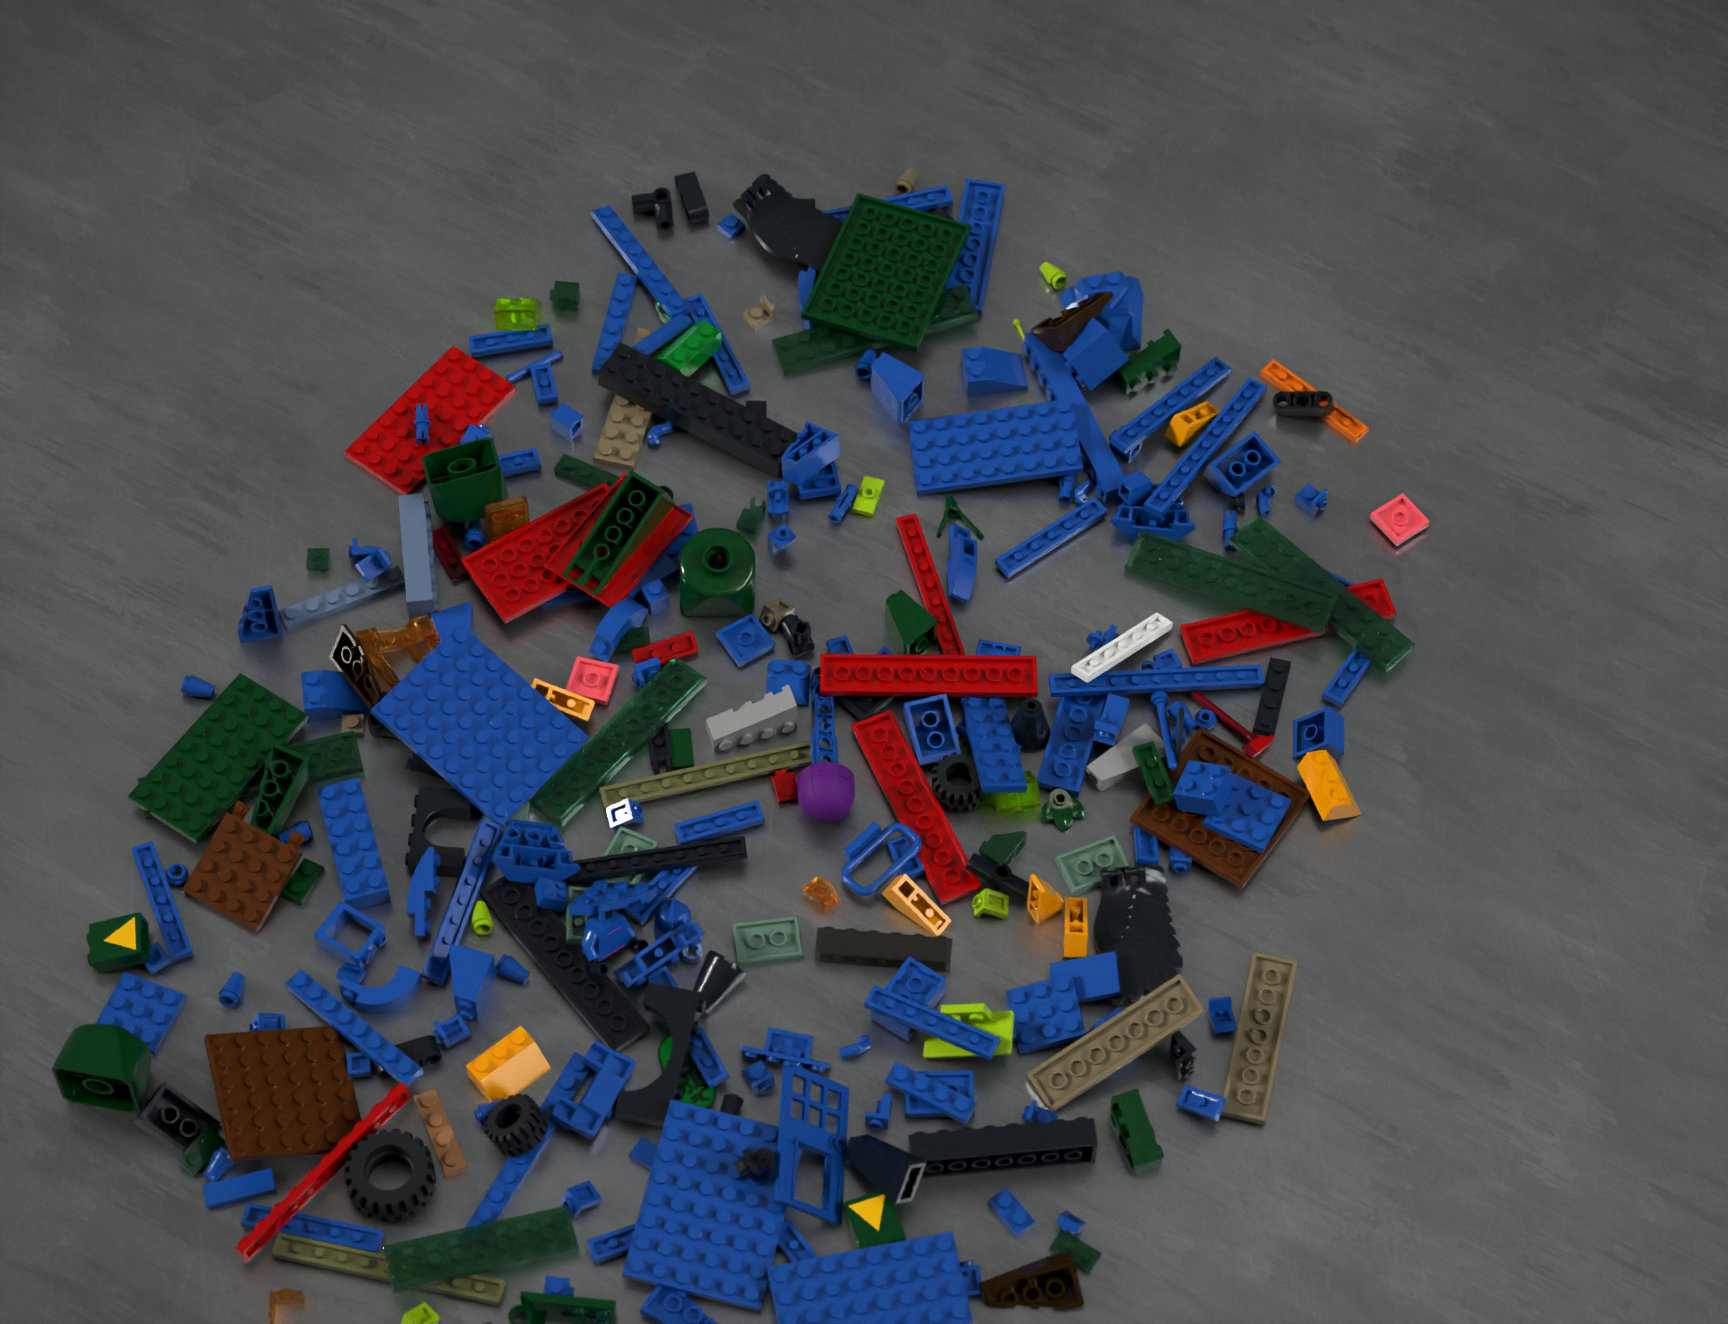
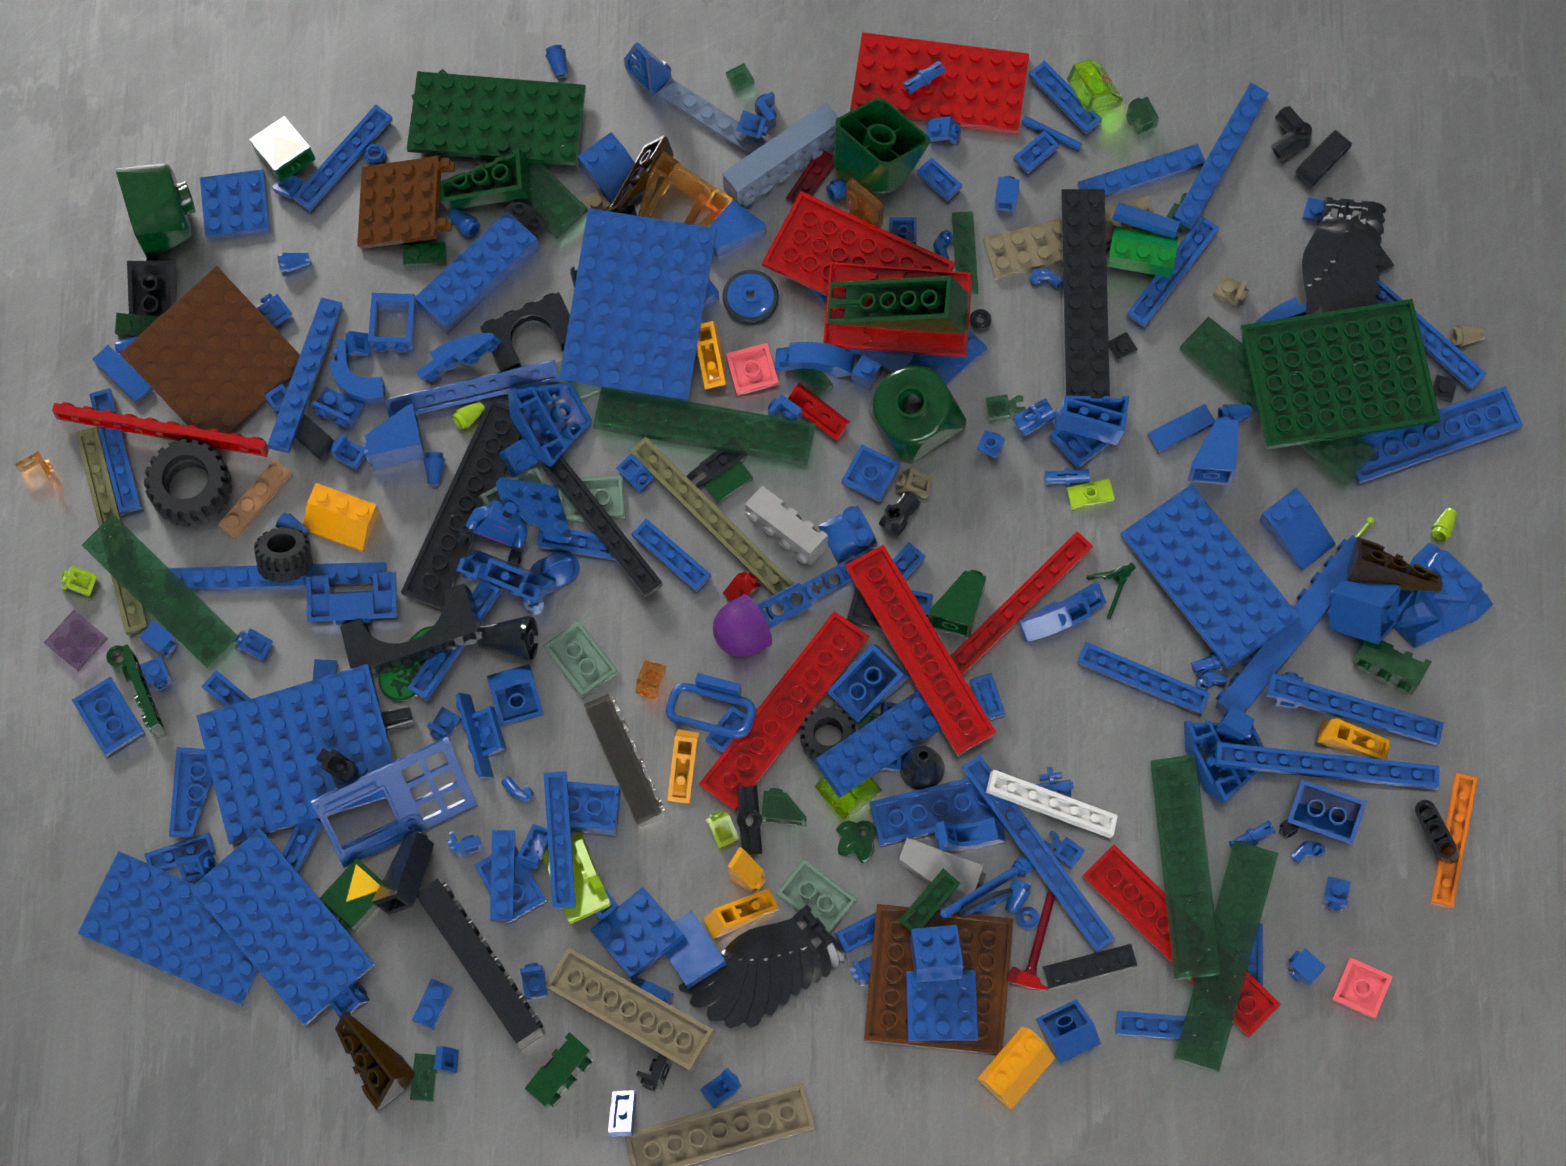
camera: 65 degrees right, 15 degrees up
(327, 778) = (527, 217): none -> black hinge
(400, 1021) = (337, 407): none -> blue bracket
(524, 1276) = (159, 639): none -> blue brick
(532, 640) = (748, 283): none -> blue wheel
(542, 506) = (903, 227): none -> blue piece
(574, 488) = (942, 243): none -> blue arm
(767, 1004) = (515, 694): none -> blue slope
(854, 406) = (1181, 428): none -> blue tile
(918, 1056) = (533, 847): none -> blue plate
(1361, 547) = (1305, 967): none -> blue brick

